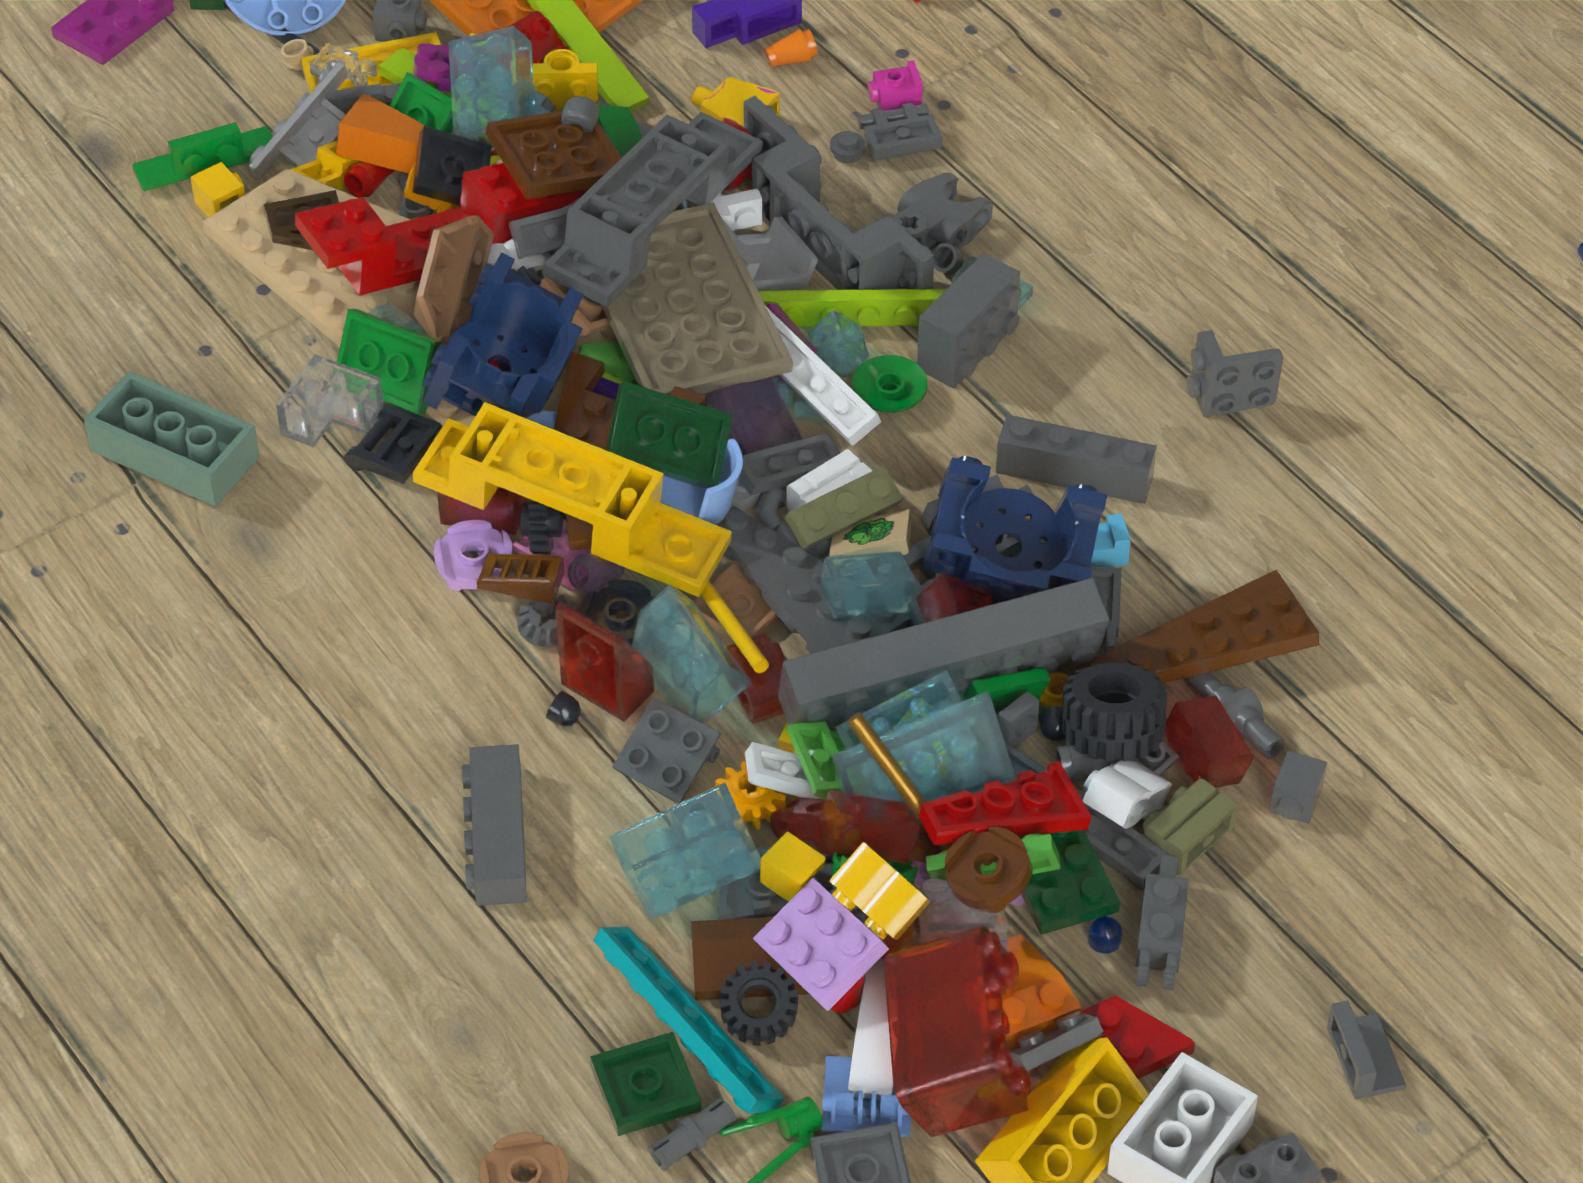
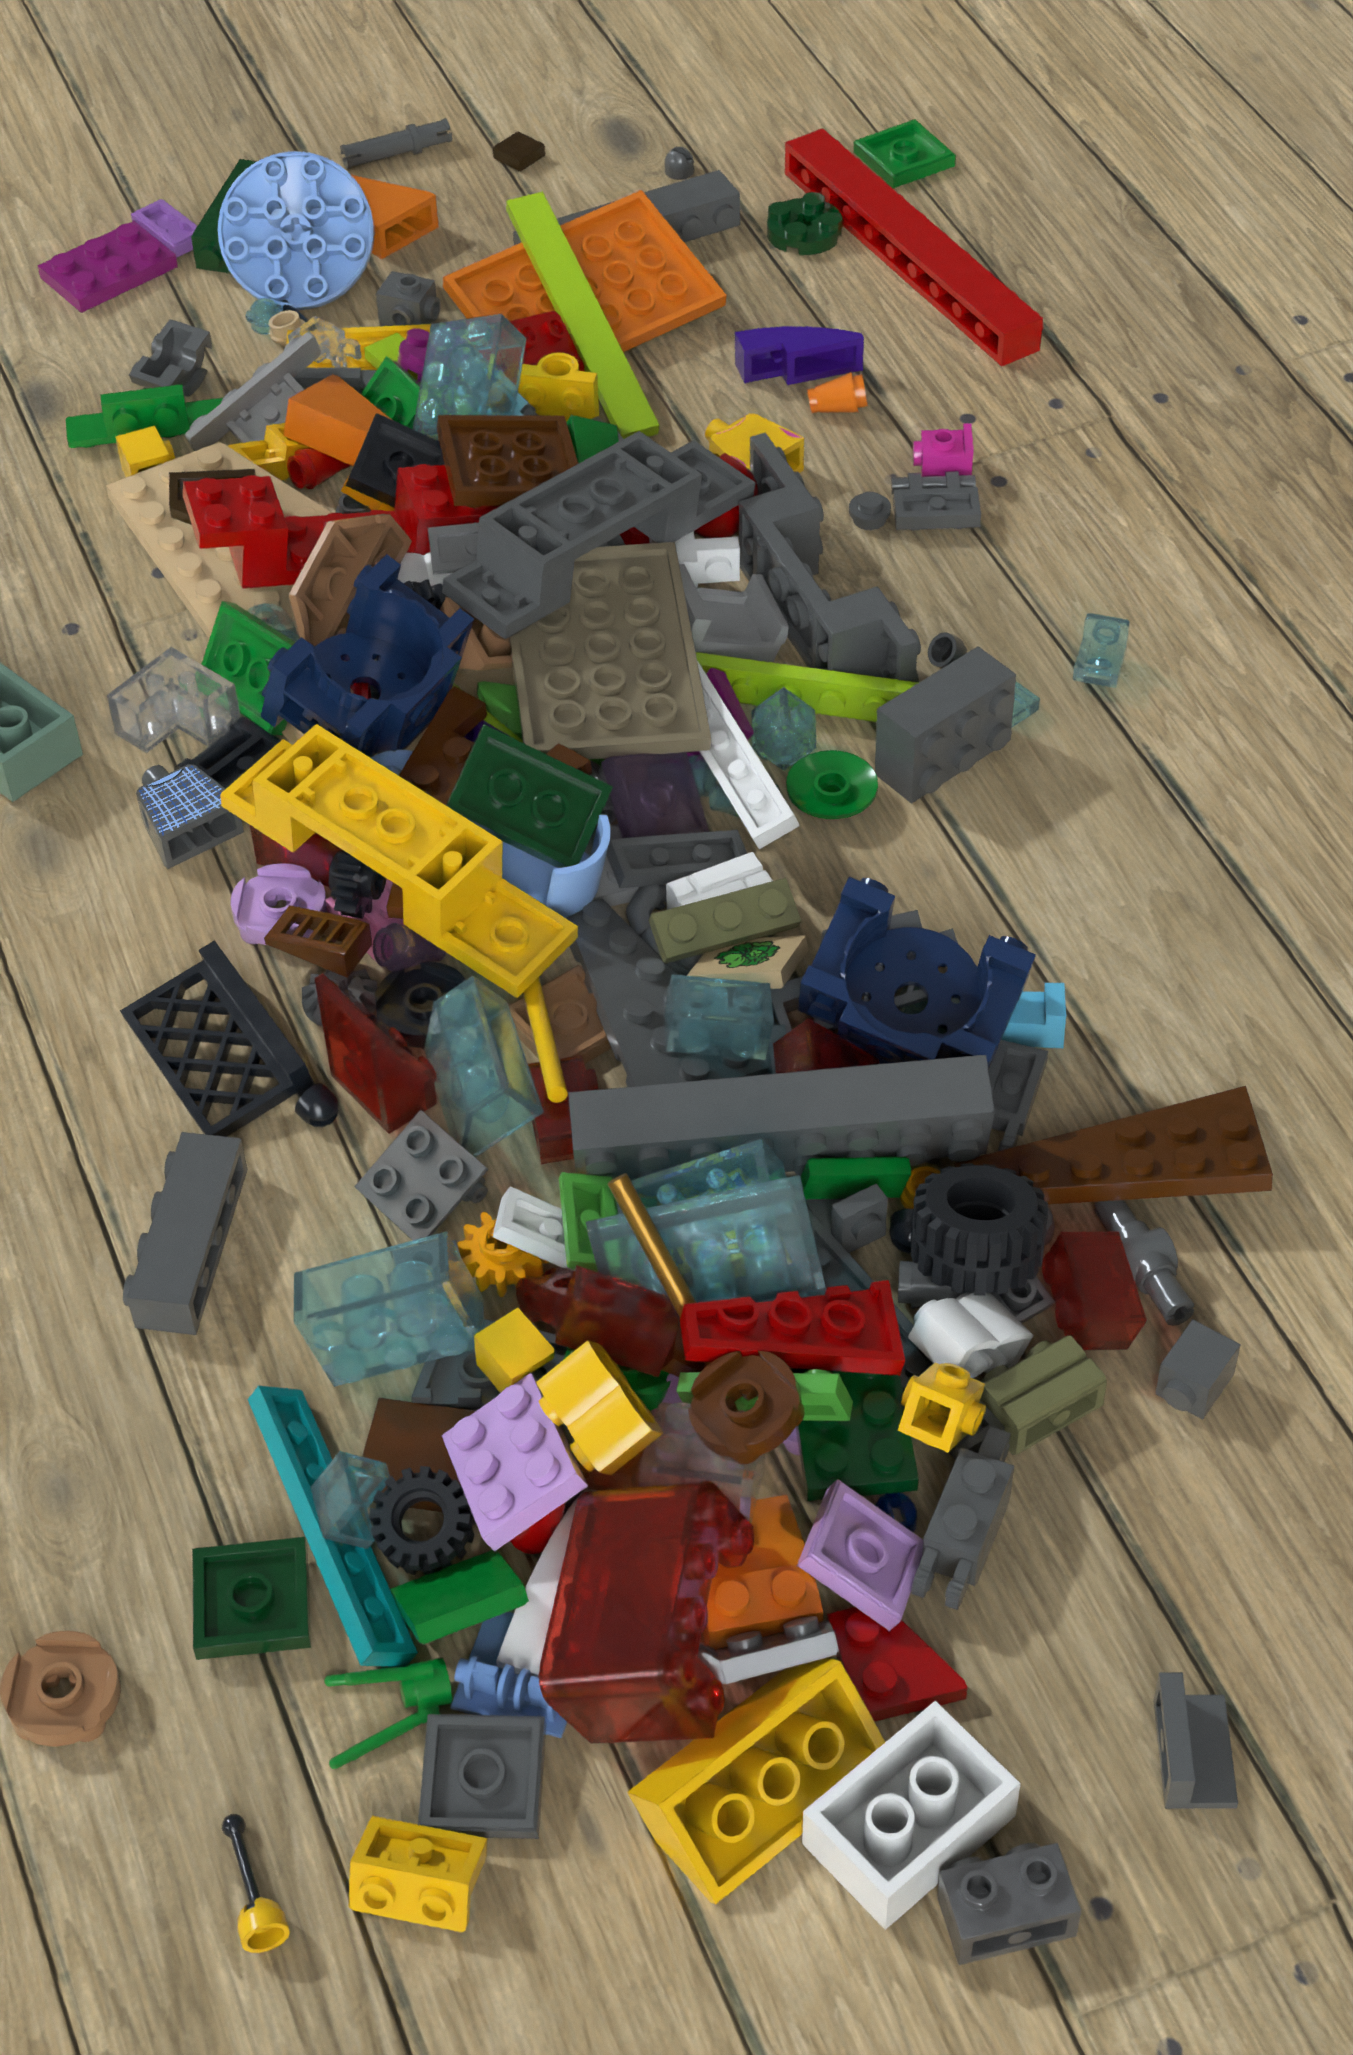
camera: 15 degrees right, 0 degrees up
(210, 98) = (175, 358): none -> dark grey cylinder
(270, 46) = (261, 313): none -> clear light blue plate
(368, 491) = (184, 813): none -> dark grey torso
(481, 645) = (256, 1030): none -> black fence
(582, 112) = (551, 419): dark grey piece -> none
(692, 1134) = (285, 1676): dark grey pin -> none
(697, 993) = (344, 1497): none -> clear light blue panel
(806, 1050) = (459, 1596): none -> green tile
(936, 219) = (942, 601): dark grey piece -> none
(1072, 238) = (1102, 650): none -> clear light blue bracket
(1075, 457) = (1030, 908): dark grey brick -> none
(1095, 963) = (862, 1555): none -> lavender plate
(1118, 857) = (942, 1406): none -> yellow brick
(1232, 381) = (1251, 845): dark grey bracket -> none

